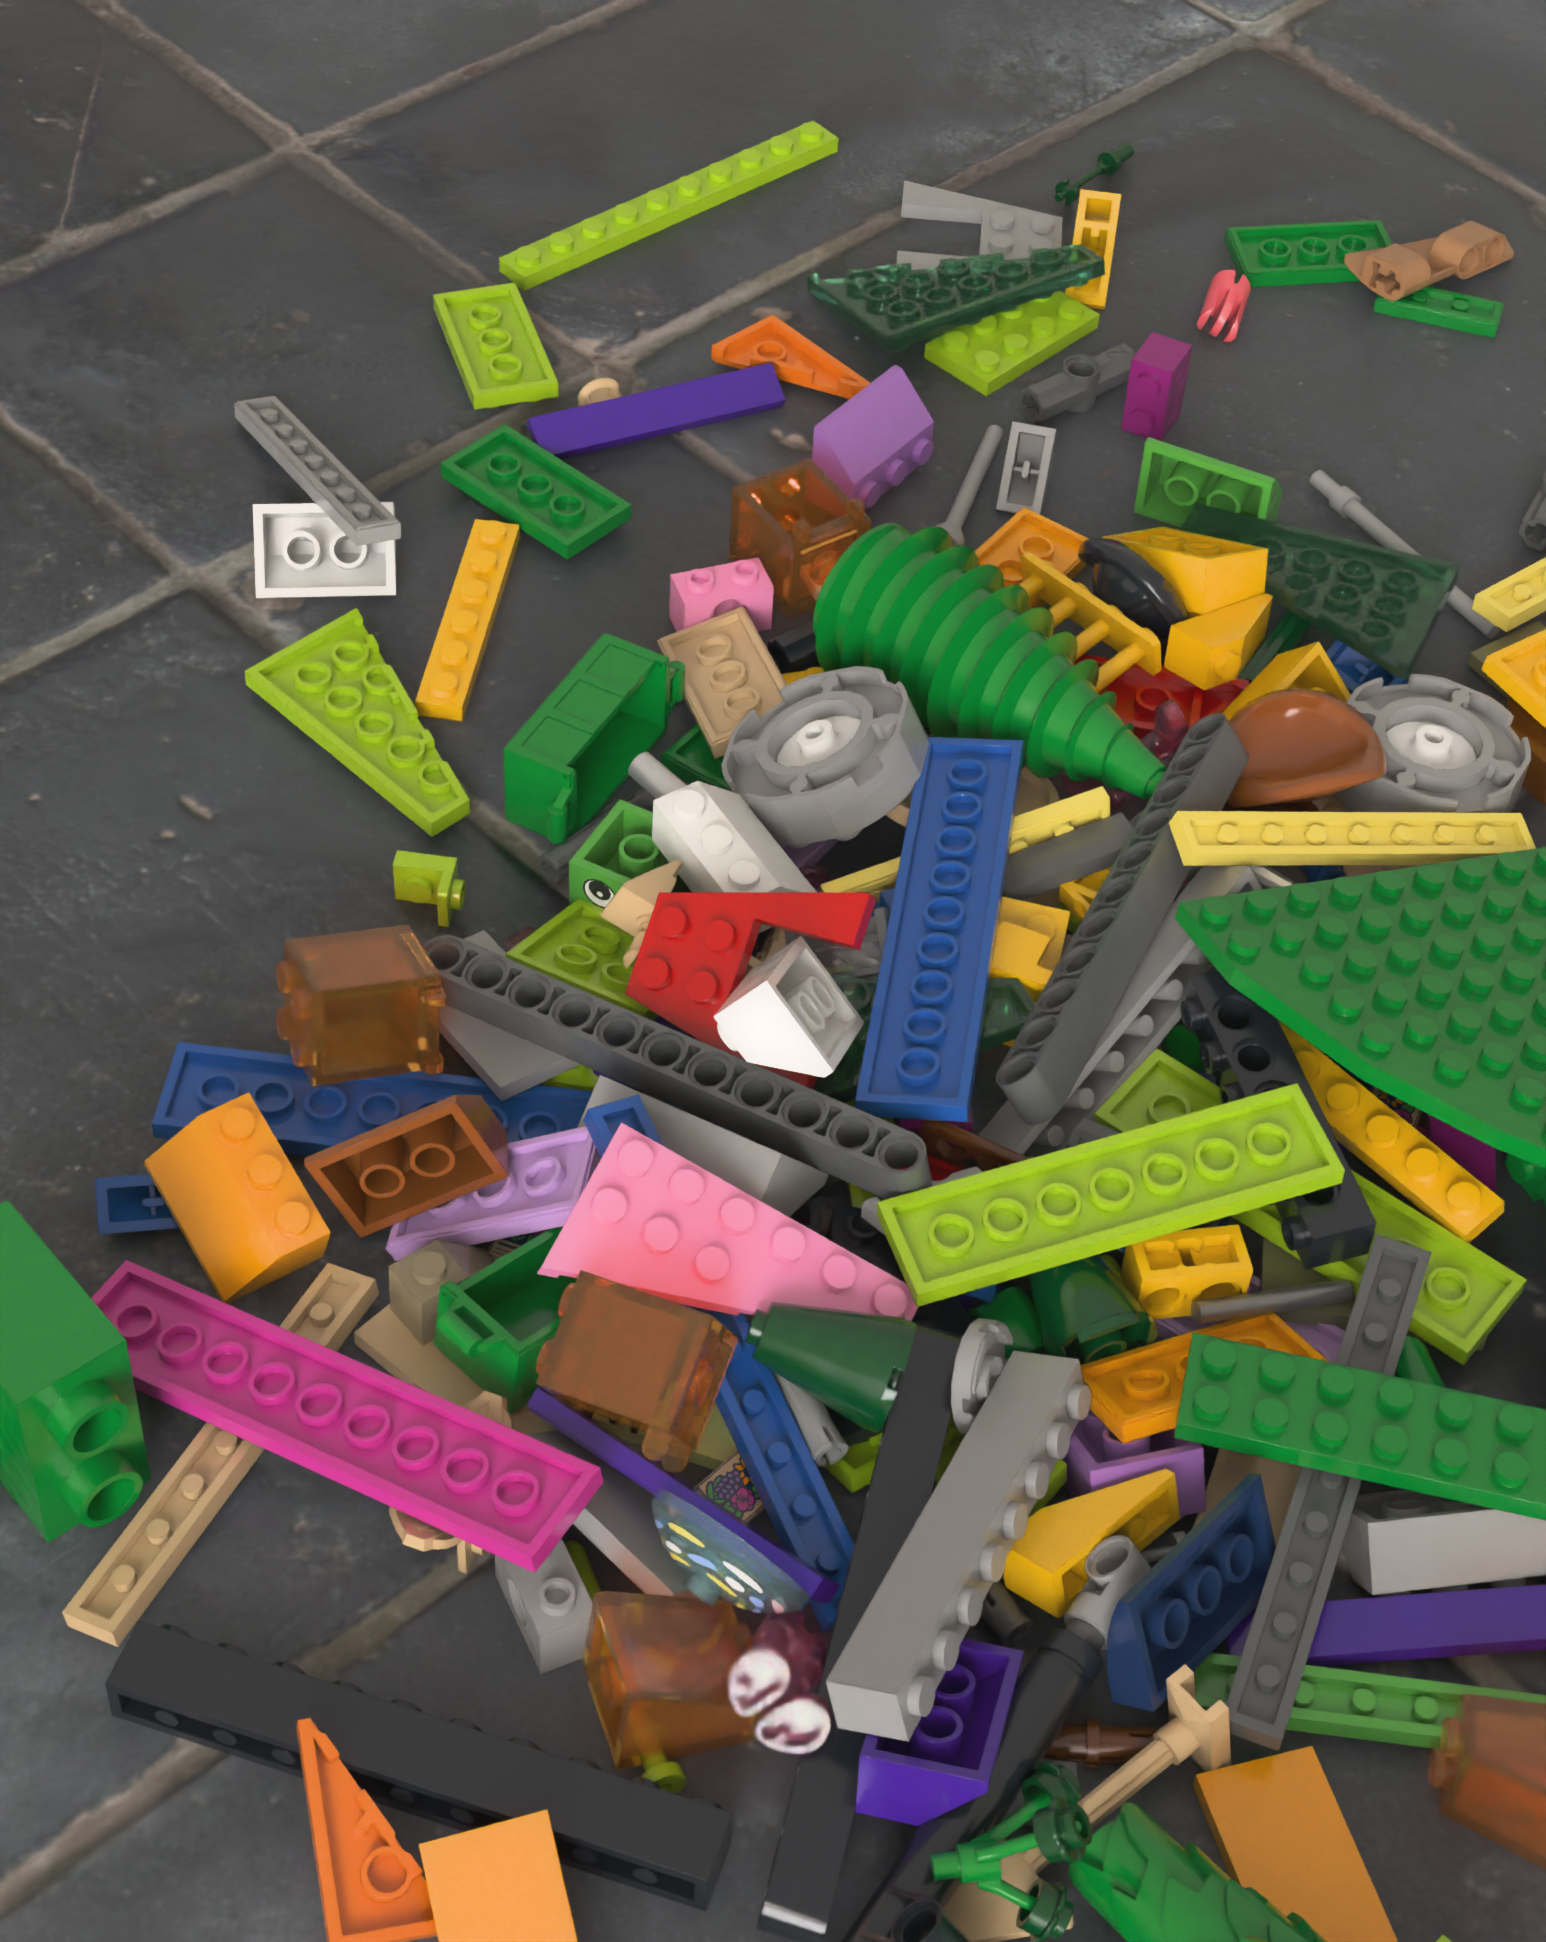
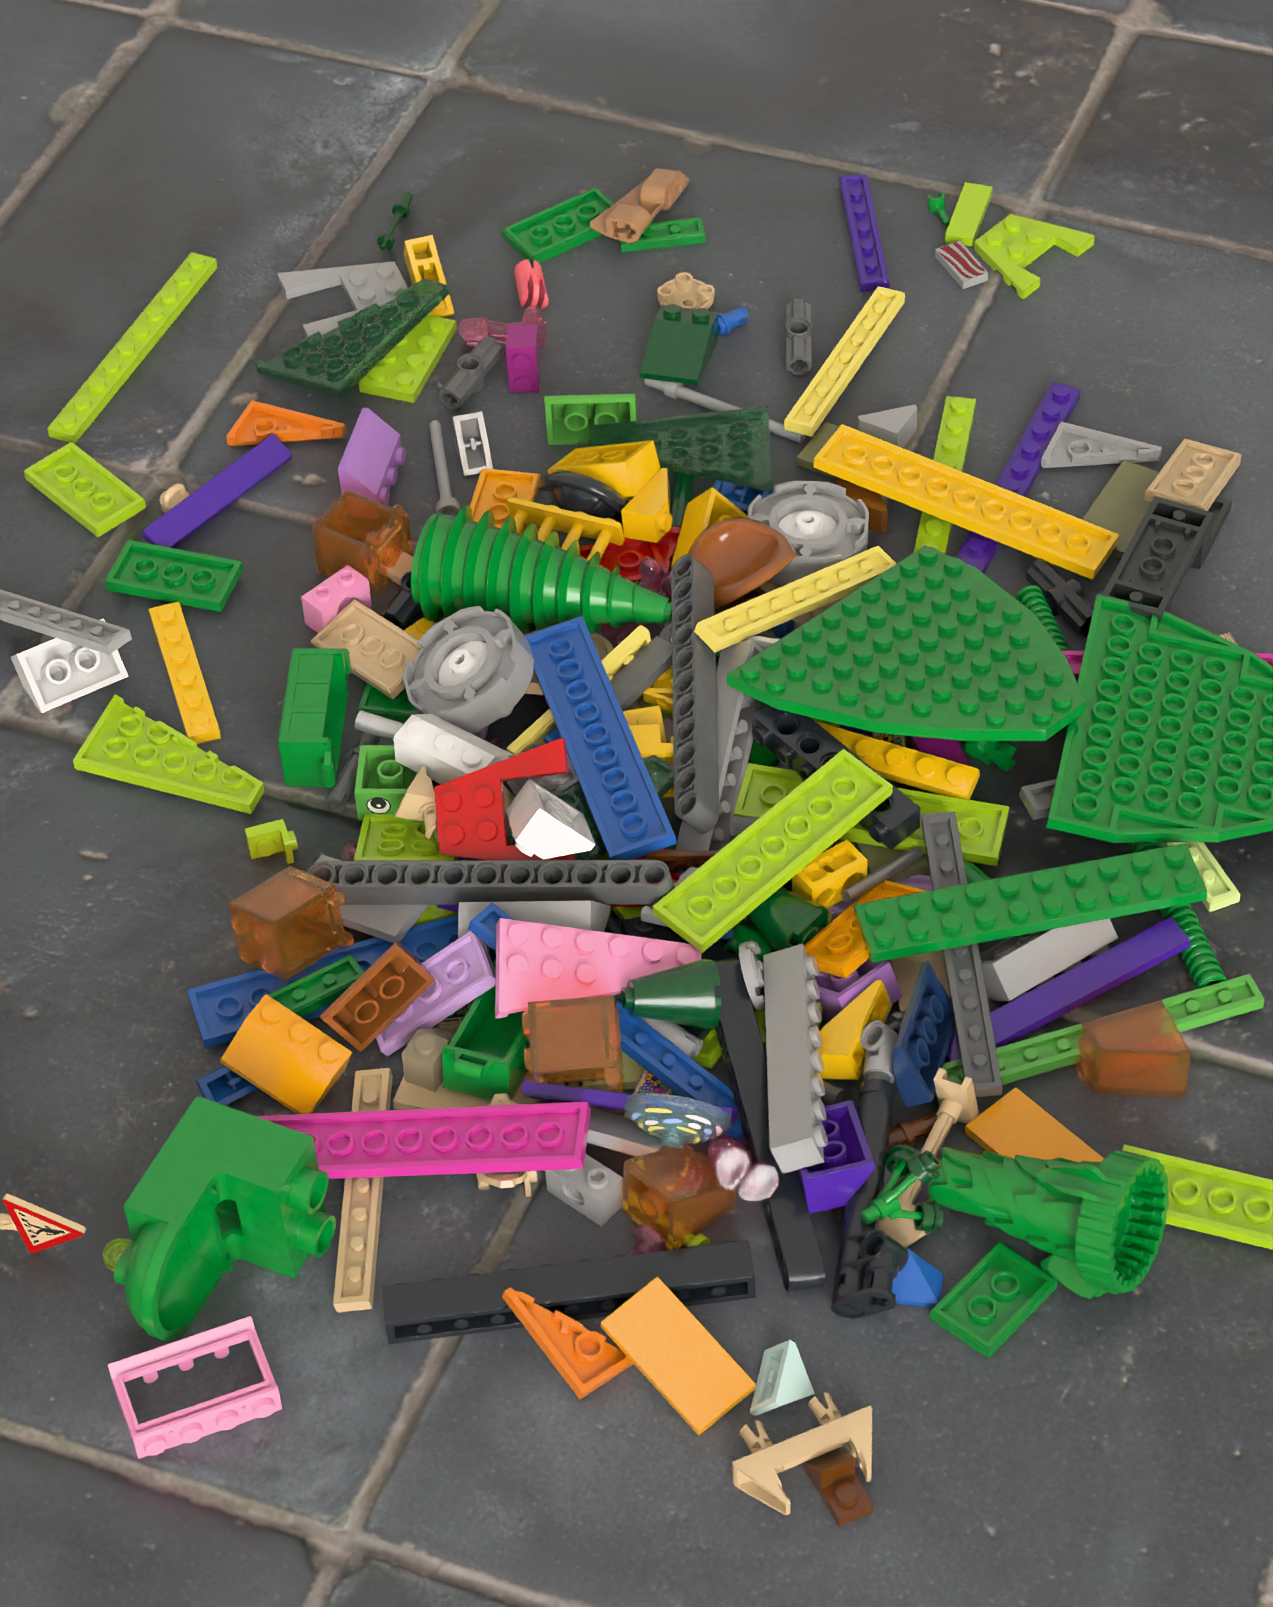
camera: 20 degrees left, 0 degrees up
(332, 1118) = (319, 987): none -> green tile
(586, 1737) = (647, 1240): none -> clear pink tile
(1115, 329) = (477, 328): none -> clear pink piece
(1384, 446) = (680, 344): none -> dark green slope
(1428, 391) = (686, 292): none -> tan dish
(1471, 443) = (731, 320): none -> blue pin

